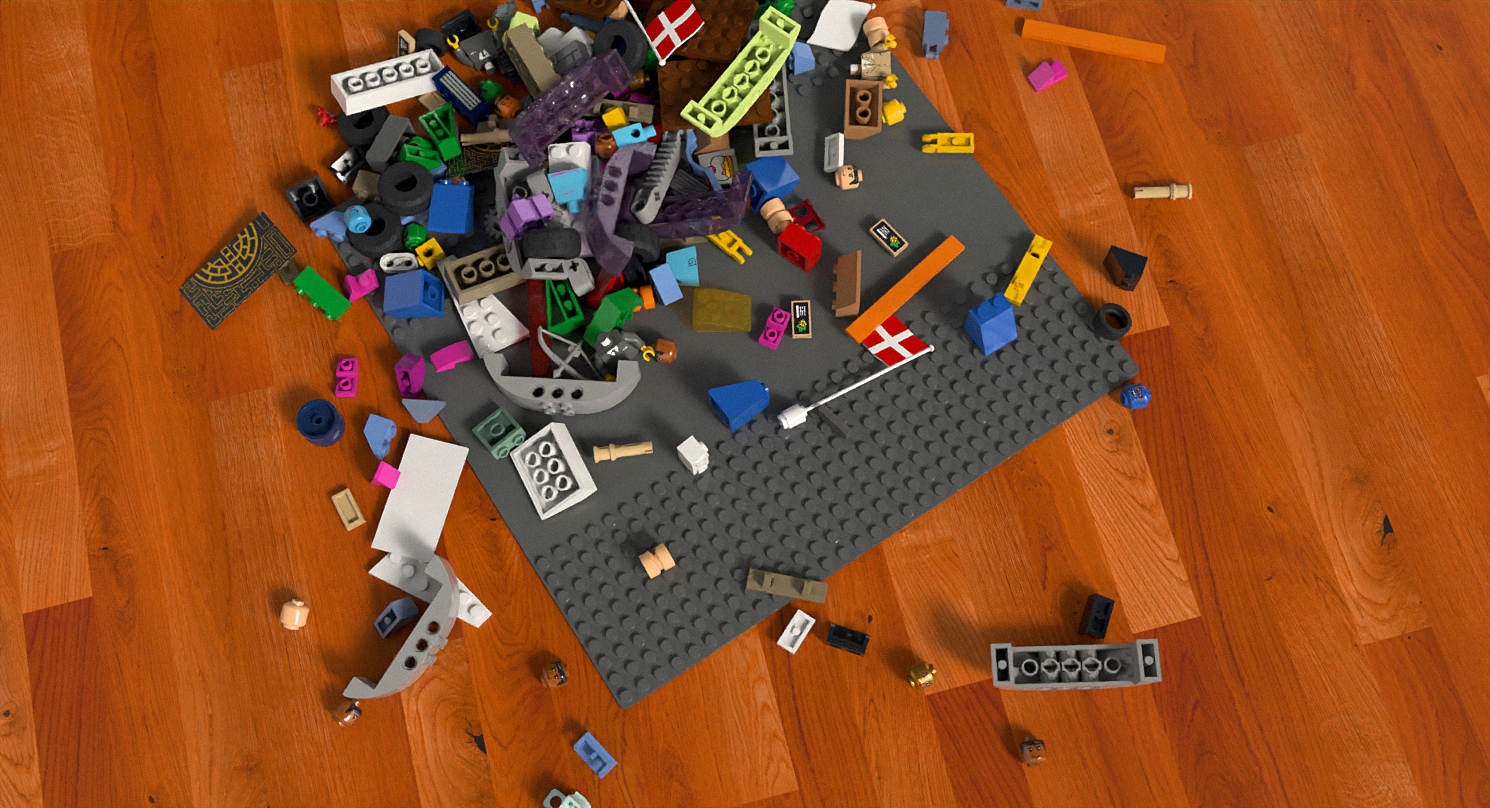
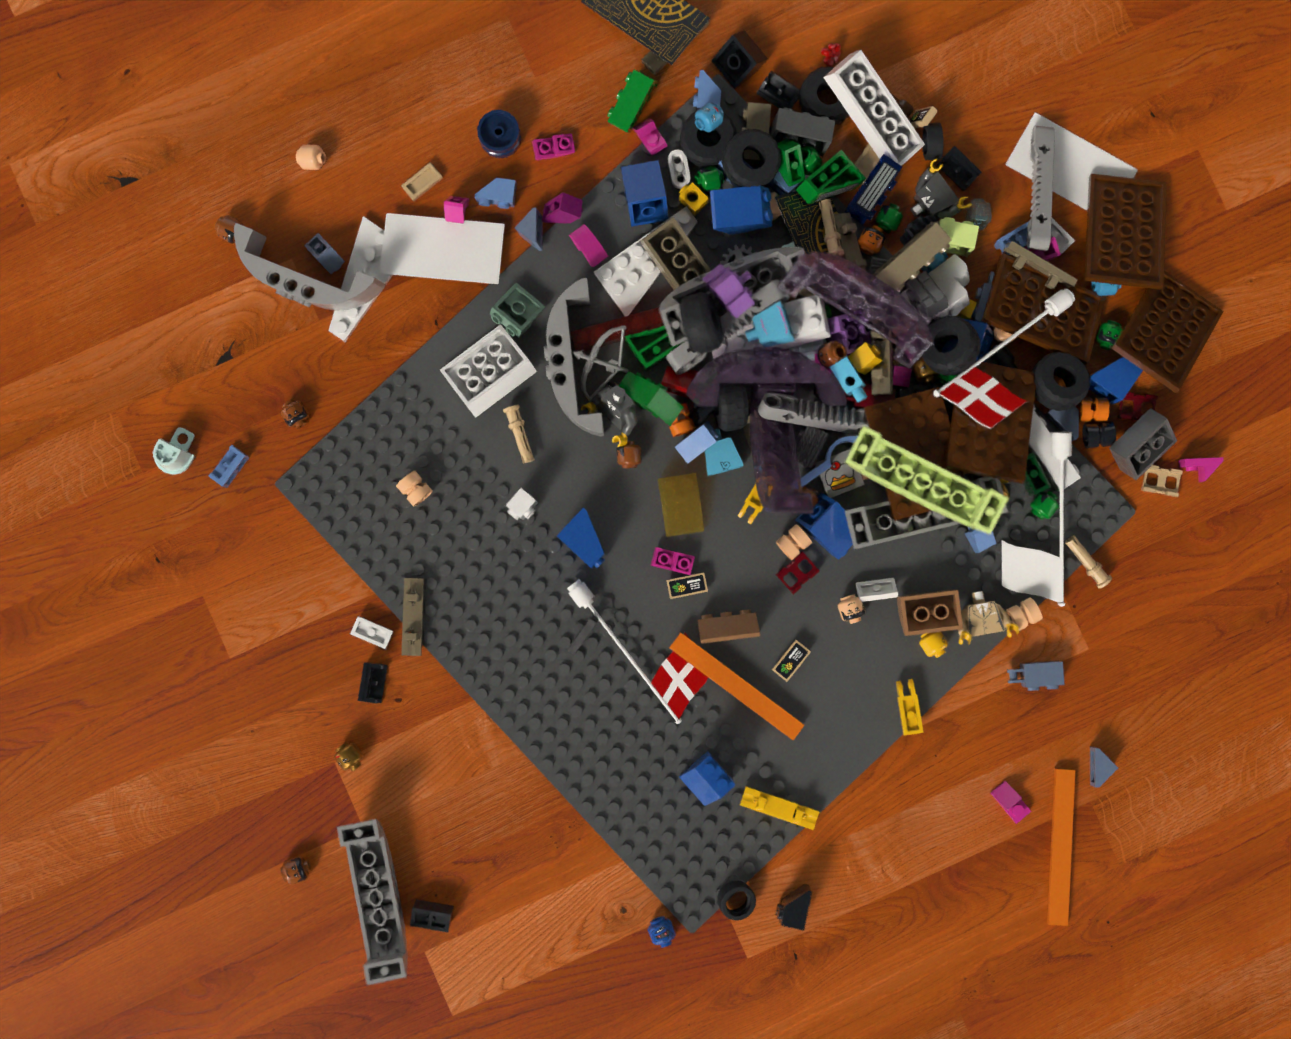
camera: 75 degrees right, 15 degrees up
(799, 246) = (760, 572): red brick -> none
(1172, 192) = (894, 947): tan pin -> none

